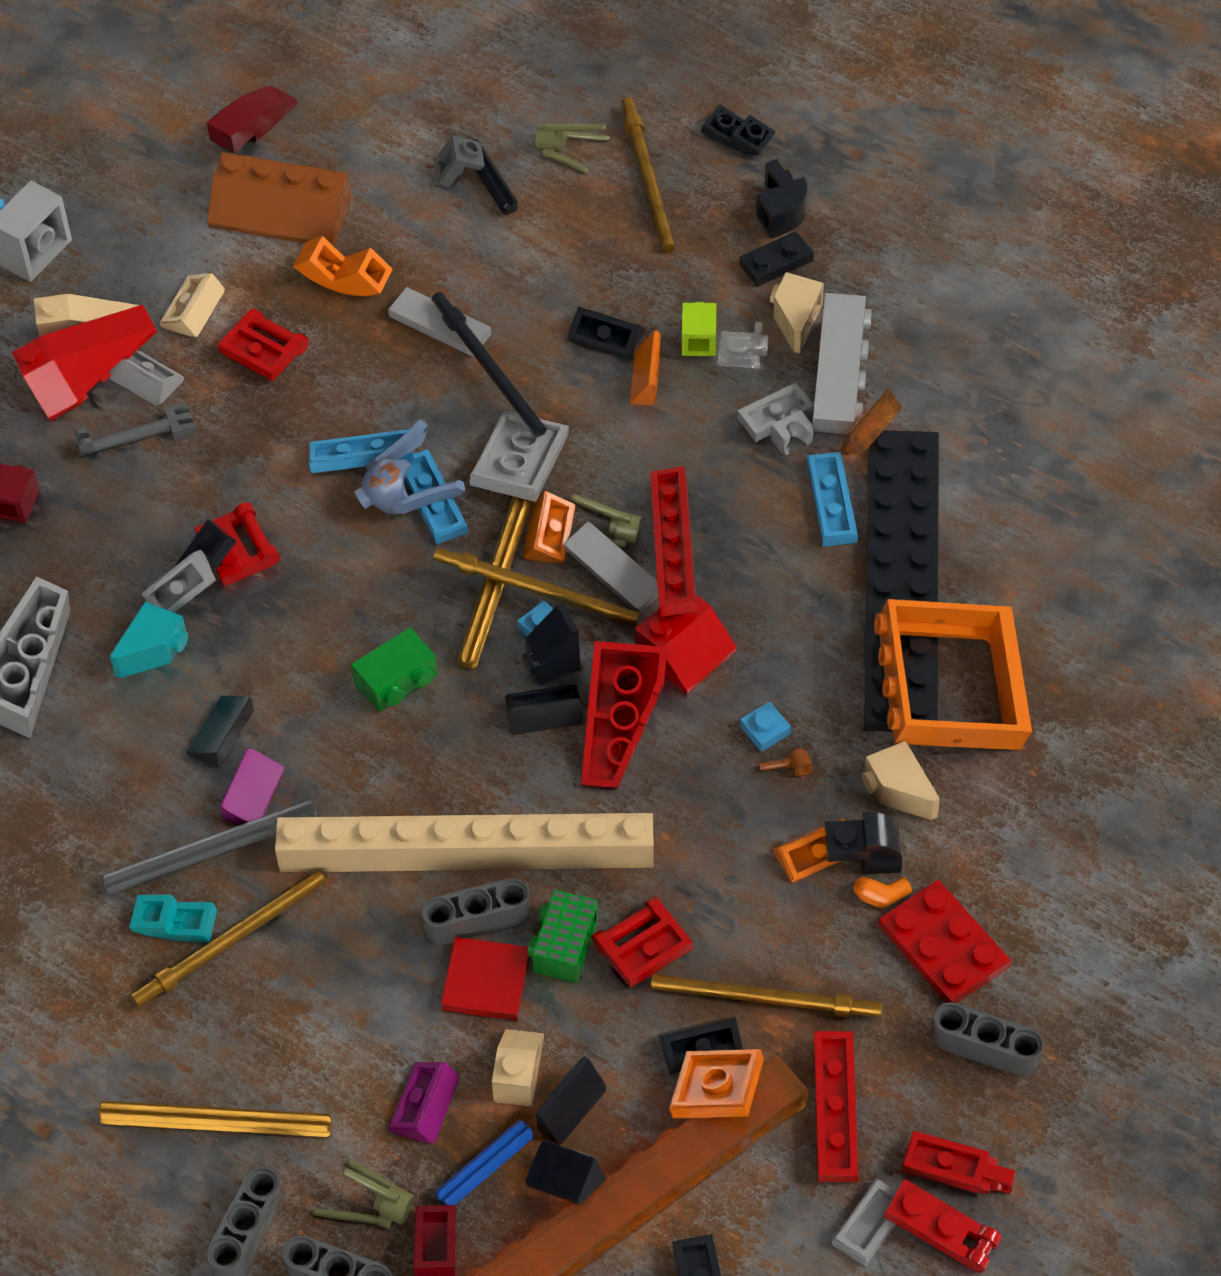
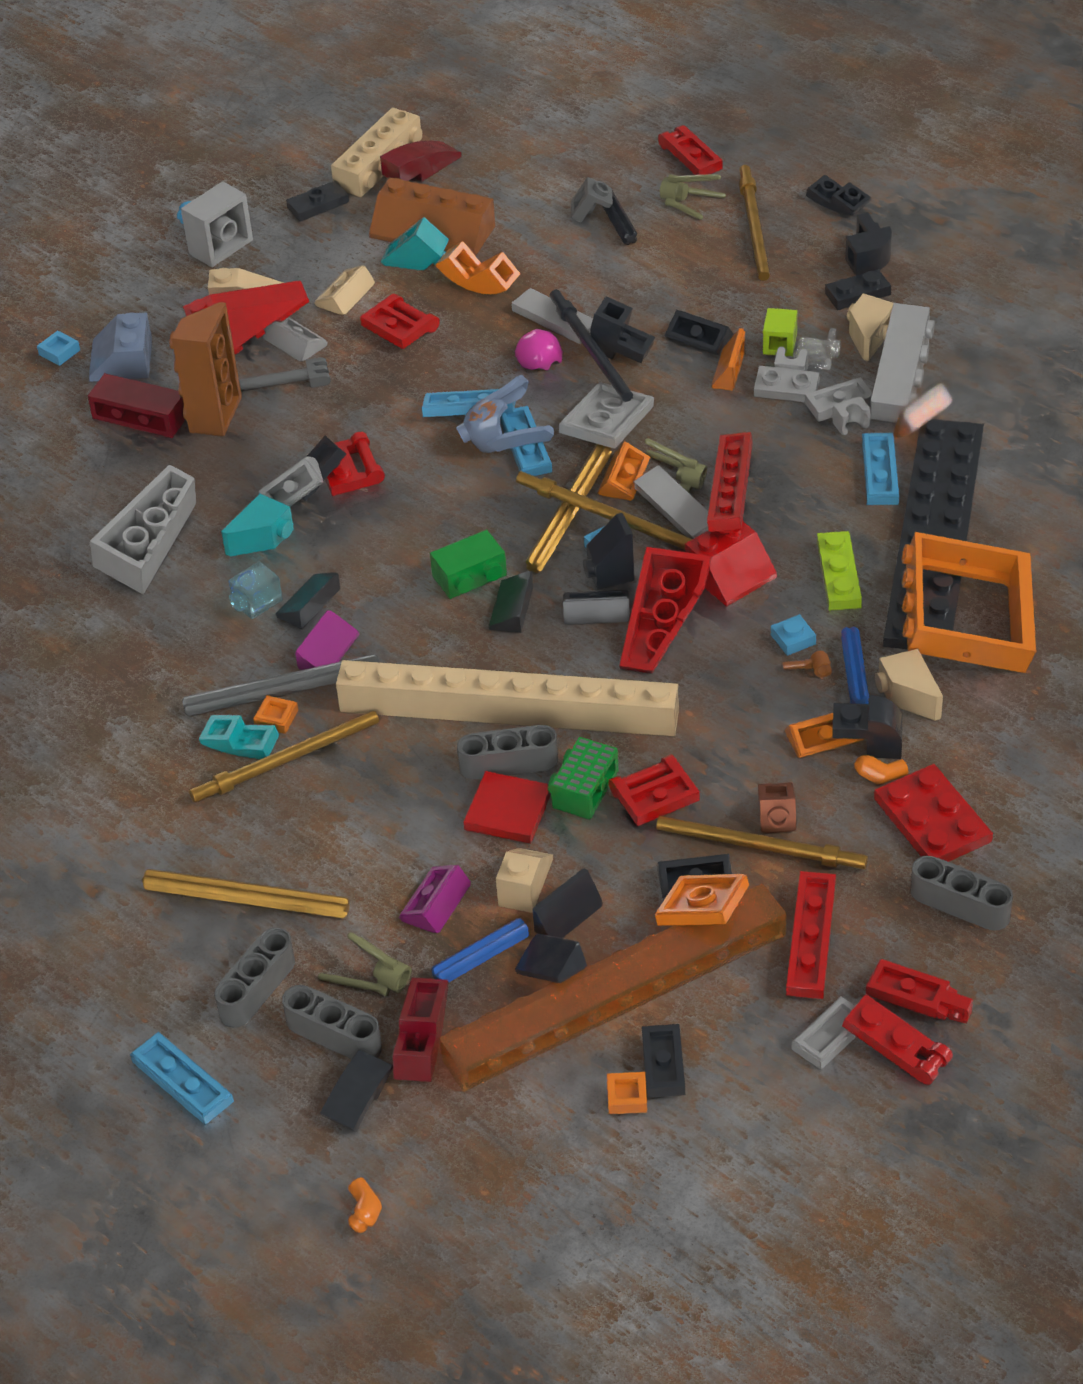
camera: 10 degrees right, 10 degrees down
(59, 449) = (206, 370): none -> dark orange slope
(139, 181) = (317, 200): none -> black plate
(159, 726) = (255, 590): none -> clear light blue brick
(209, 89) = (360, 165): none -> tan brick
(209, 884) = (276, 712): none -> orange tile
(266, 242) = (416, 247): none -> teal slope
(428, 372) = (538, 350): none -> dark pink hair
(449, 714) = (512, 603): none -> black slope
(514, 348) = (614, 334): none -> black brick
(562, 81) = (690, 151): none -> red plate
(714, 388) = (788, 378): none -> light grey plate
(778, 949) = (777, 807): none -> copper bracket
(804, 638) = (839, 570): none -> lime plate
(837, 762) = (854, 666): none -> blue axle

